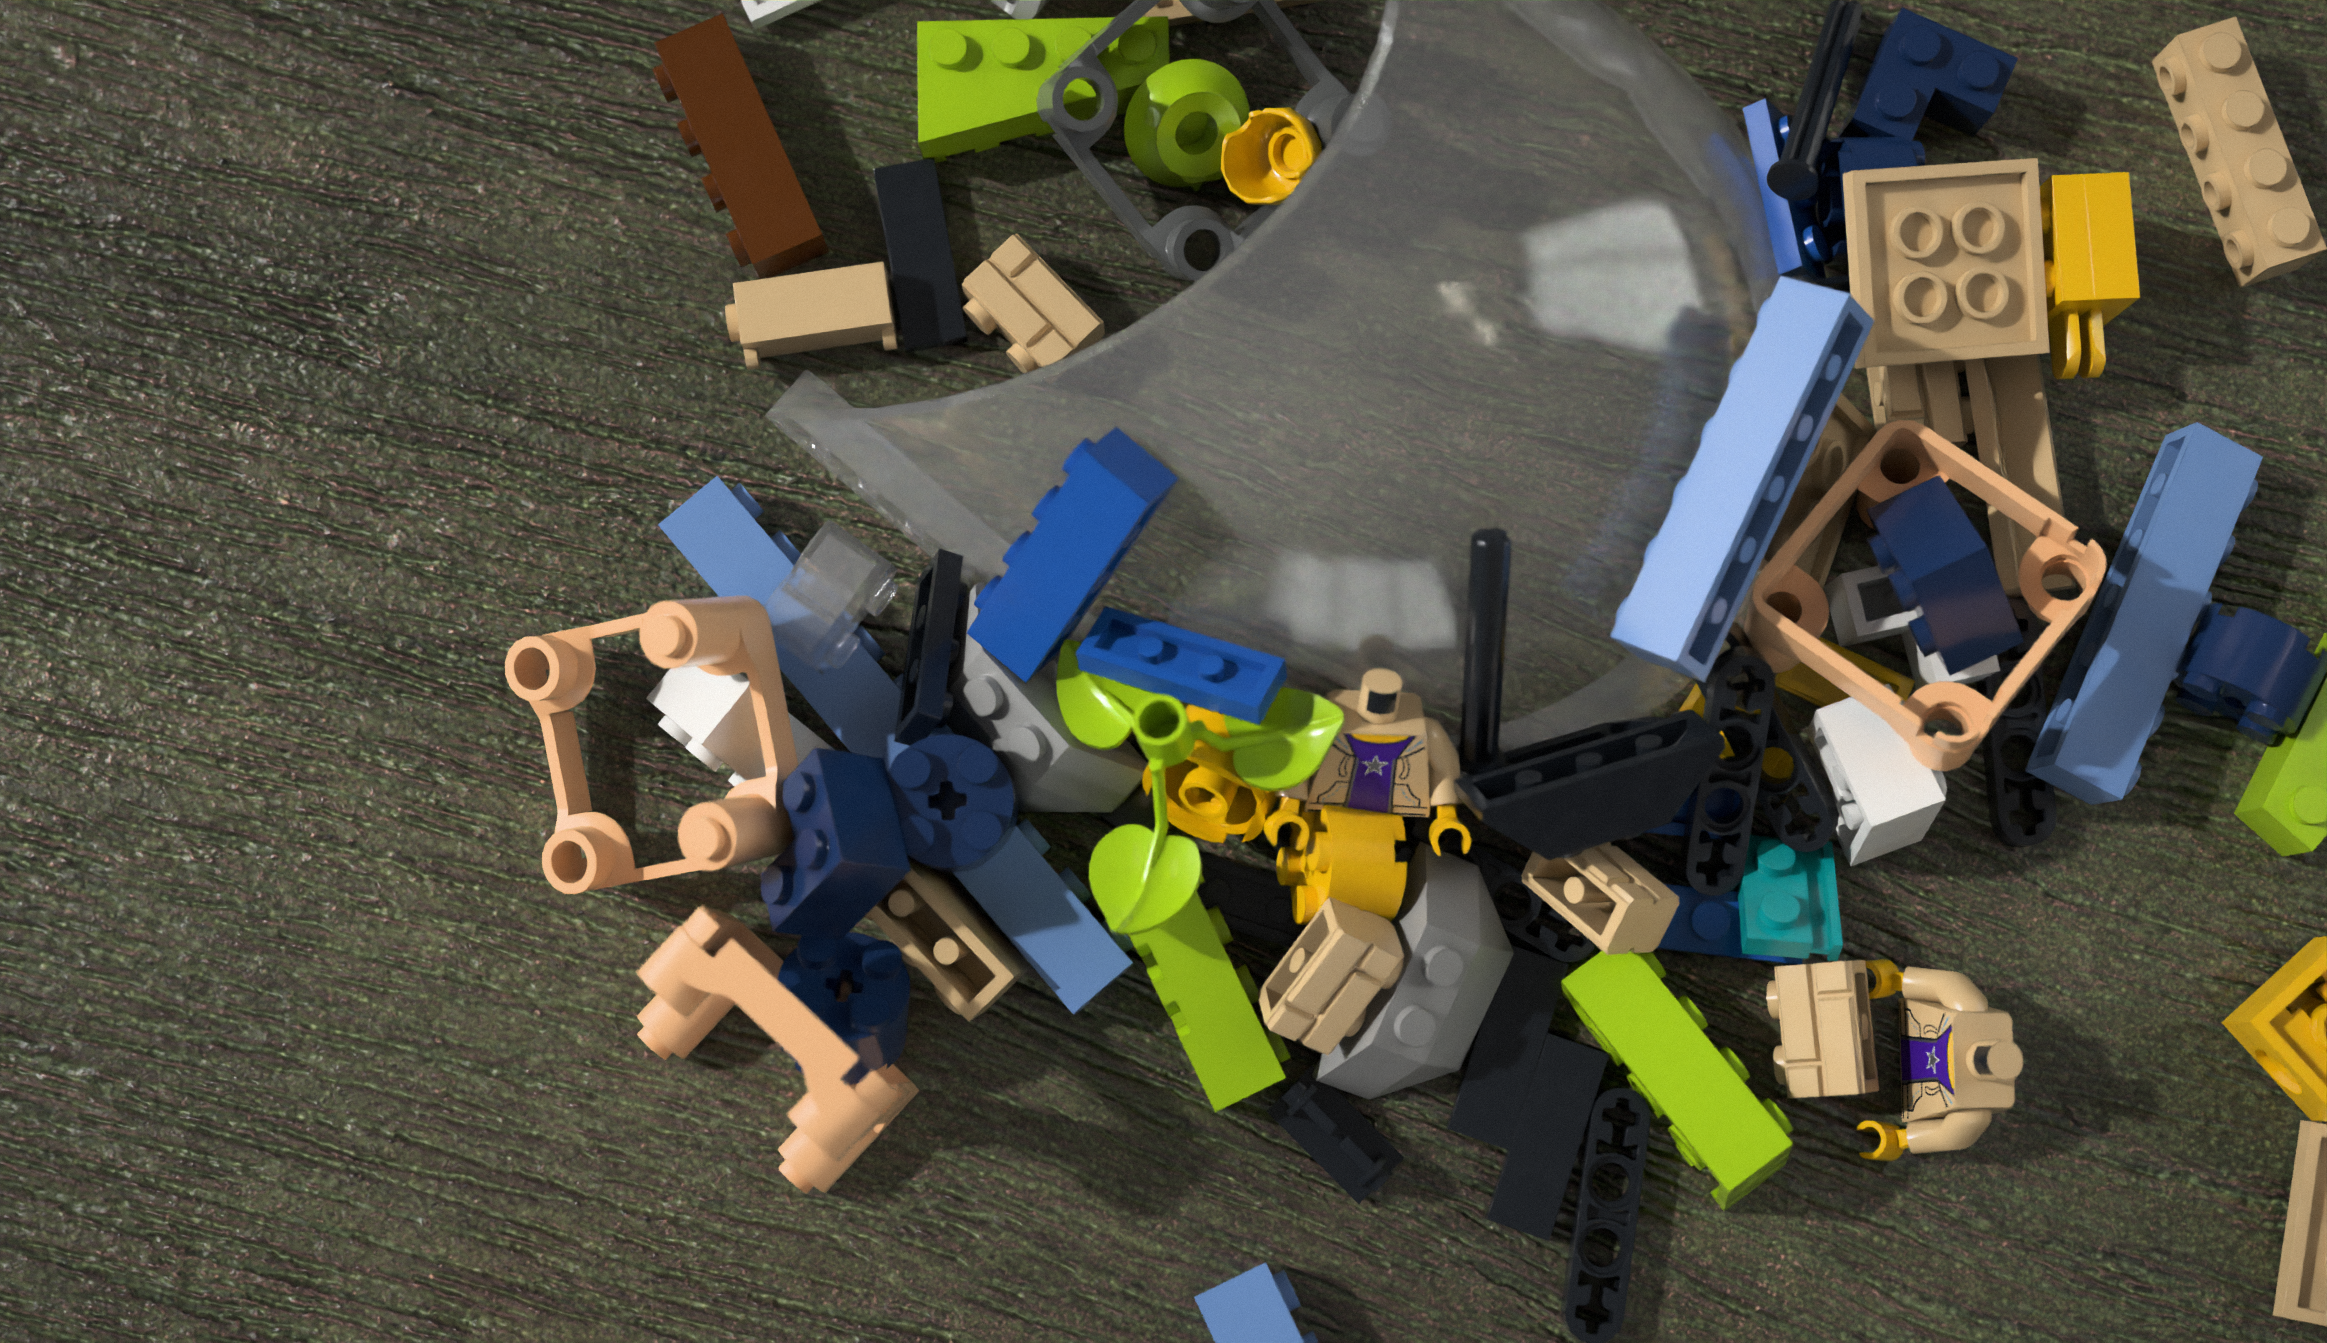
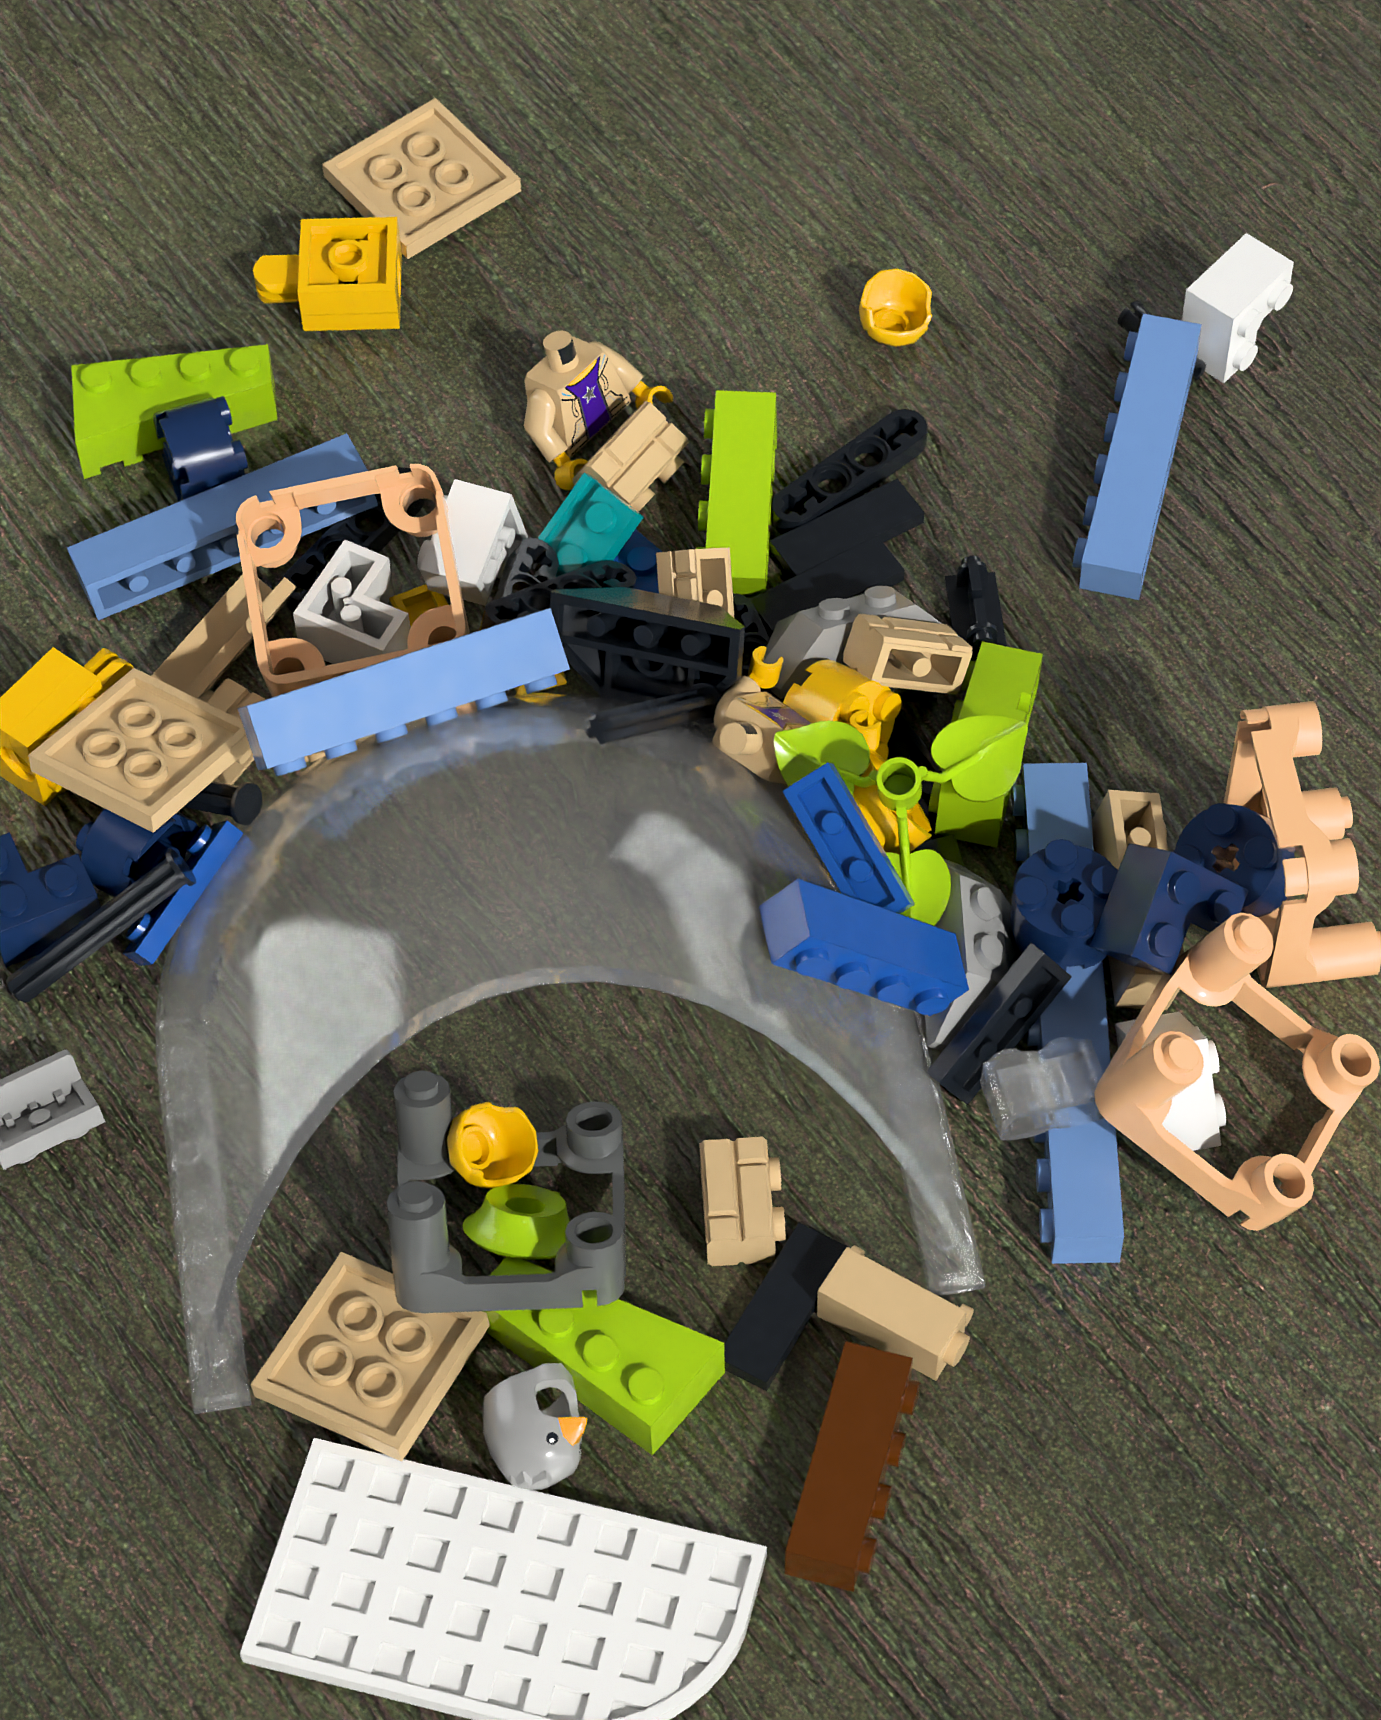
camera: 140 degrees left, 25 degrees down
(1944, 575) = (331, 578): dark blue brick -> none

